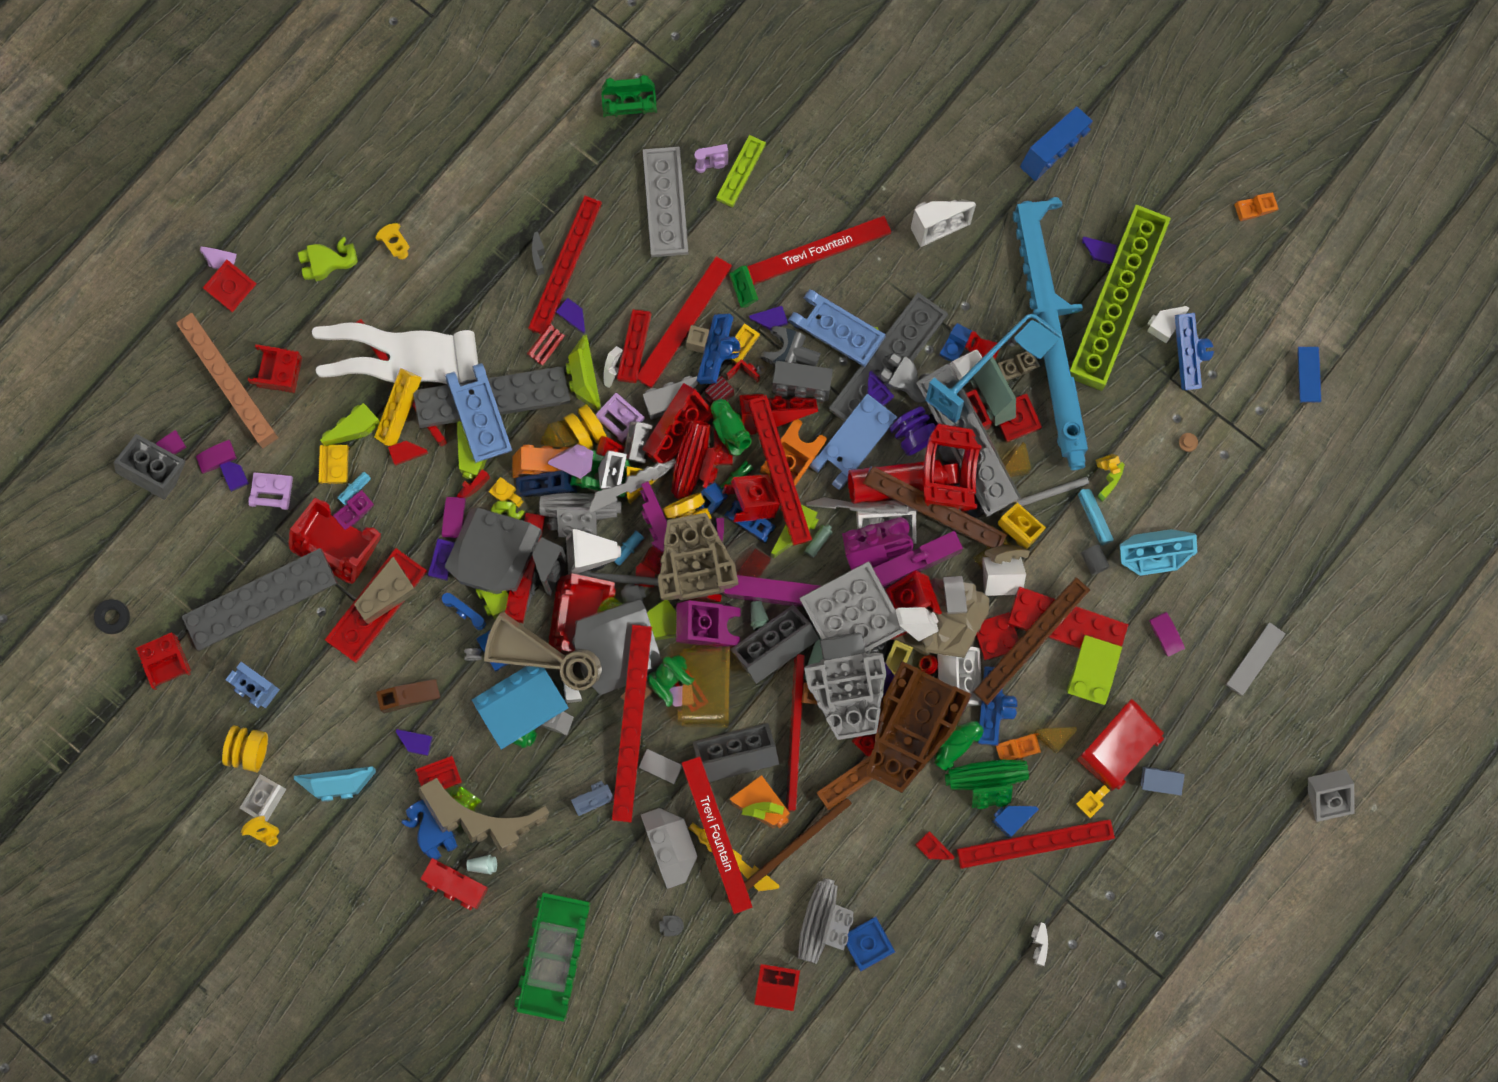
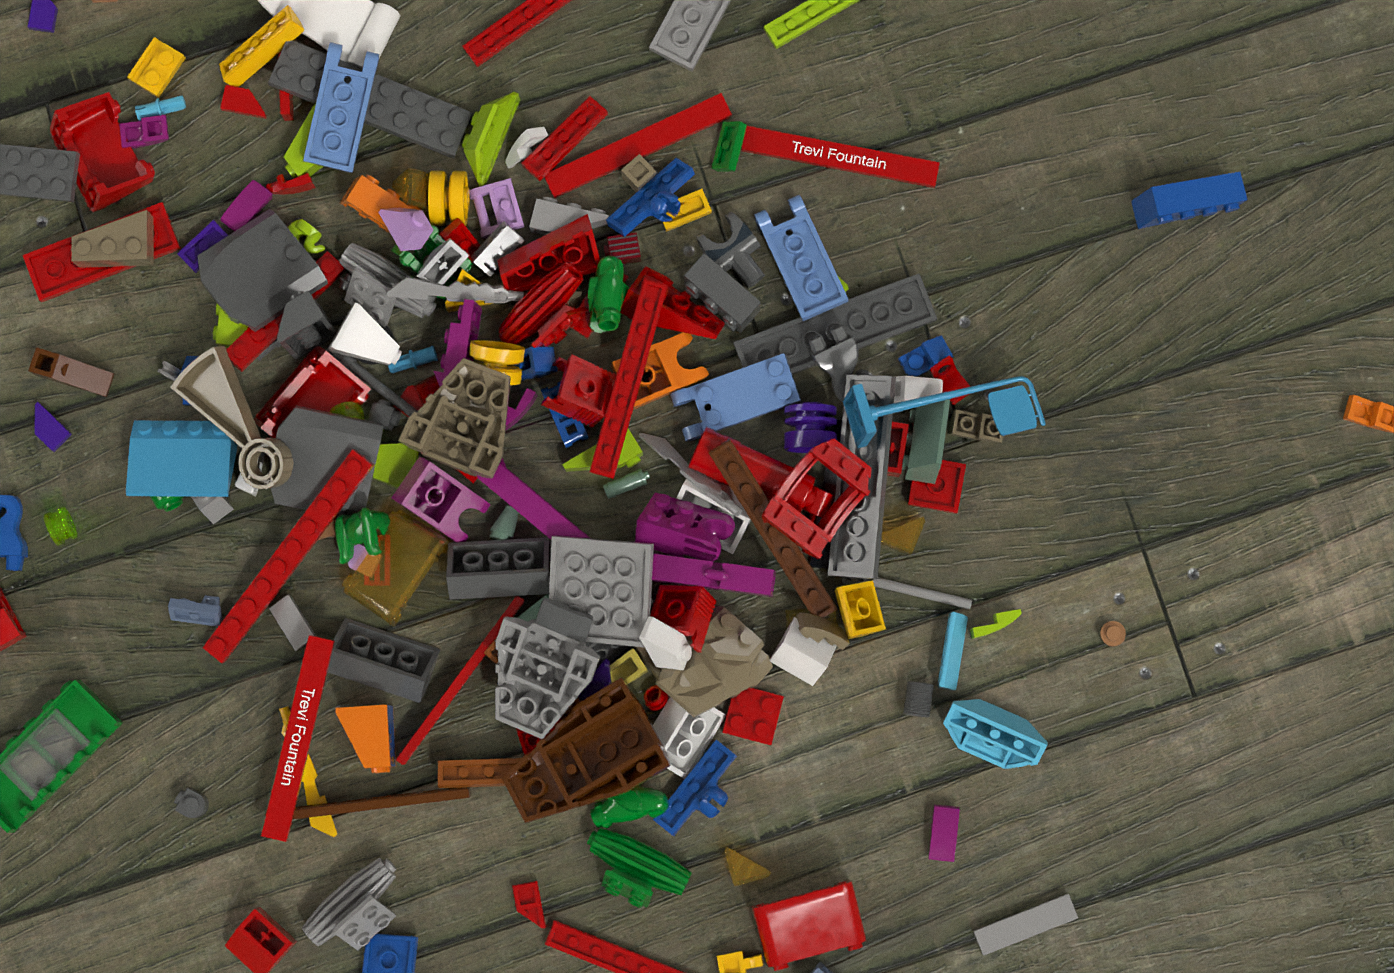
camera: 35 degrees right, 5 degrees up
(273, 485) = (76, 49): lavender plate -> none
(356, 425) = (207, 39): lime slope -> none
(444, 770) = (49, 481): red plate -> none
(450, 813) = (75, 586): dark tan arch -> none
(463, 610) = (191, 318): blue plate -> none
(484, 864) = (35, 608): light aqua cone -> none
(504, 491) = (319, 213): yellow plate -> none
(544, 484) = (365, 232): dark blue slope -> none
(560, 336) = (473, 85): red tile -> none
(572, 314) = (521, 61): dark purple tile -> none
(670, 845) = (245, 715): light grey wedge -> none
(743, 470) = (589, 353): green pin -> none
(749, 368) = (665, 232): red bracket -> none
(755, 564) = (535, 467): clear red plate -> none
(759, 809) = (357, 743): lime slope -> none
(770, 318) = (736, 200): dark purple tile -> none
(878, 390) = (800, 357): dark purple tile -> none
(940, 219) = (995, 206): white slope -> none
(954, 595) = (729, 641): light grey slope -> none
(1013, 818) = (636, 926): blue slope -> none
(1019, 748) = (695, 853): orange slope -> none
(1031, 641) = (784, 745): reddish brown tile -> none
(1048, 307) = (1052, 382): dark azure piece -> none
(1080, 622) = (840, 751): red plate -> none
(1094, 670) = (833, 822): lime slope -> none
(1100, 250) = (1158, 352): dark purple tile -> none
(1109, 463) = (1006, 601): yellow plate -> none
(1119, 297) = (1142, 420): lime brick -> none
(1163, 324) = (1178, 483): white slope -> none
(1190, 351) = (1183, 533): plate -> none
(1309, 374) = (1302, 644): blue piece -> none

